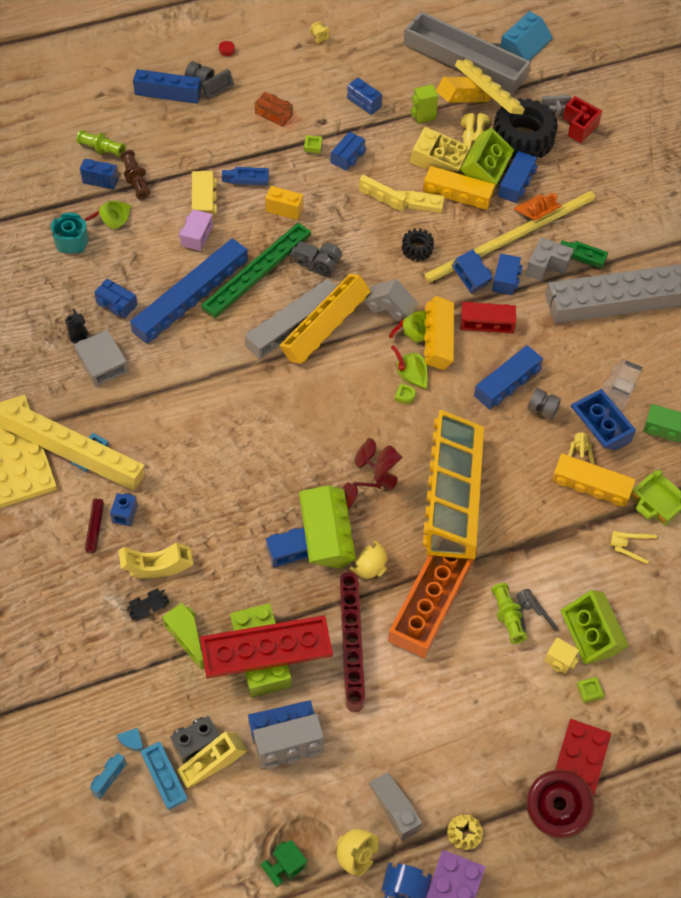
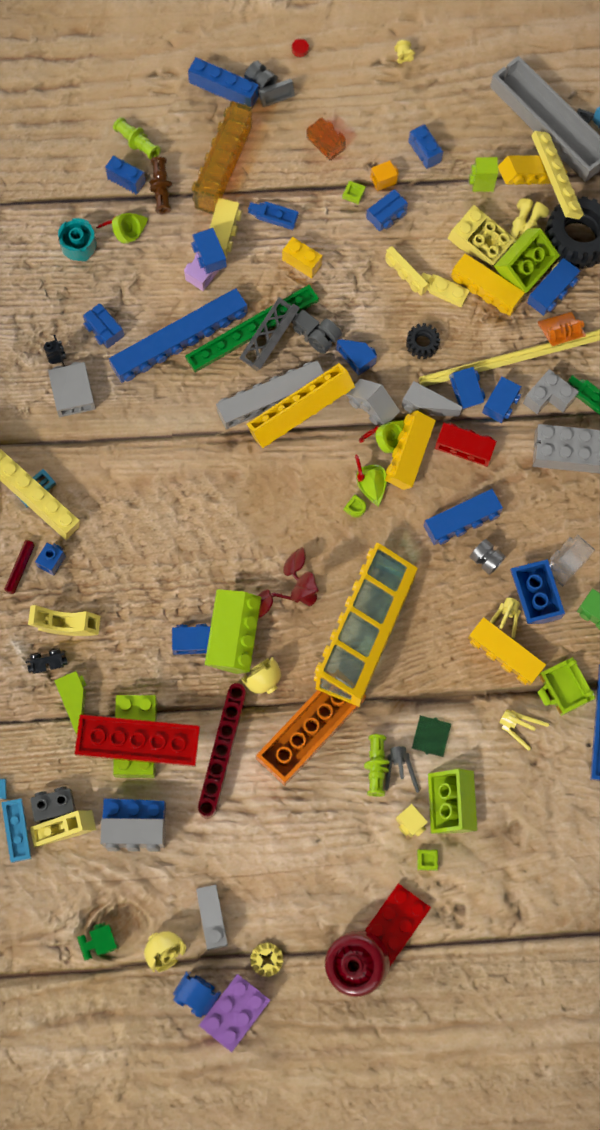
camera: 15 degrees right, 15 degrees up
(185, 140) = (222, 157): none -> clear yellow brick
(198, 210) = (209, 251): none -> blue brick
(281, 269) = (276, 334): none -> flat silver fence
(335, 125) = (384, 175): none -> light orange brick
(362, 265) = (357, 355): none -> blue slope
(446, 289) = (429, 402): none -> light grey slope
(550, 575) = (431, 736): none -> clear green piece

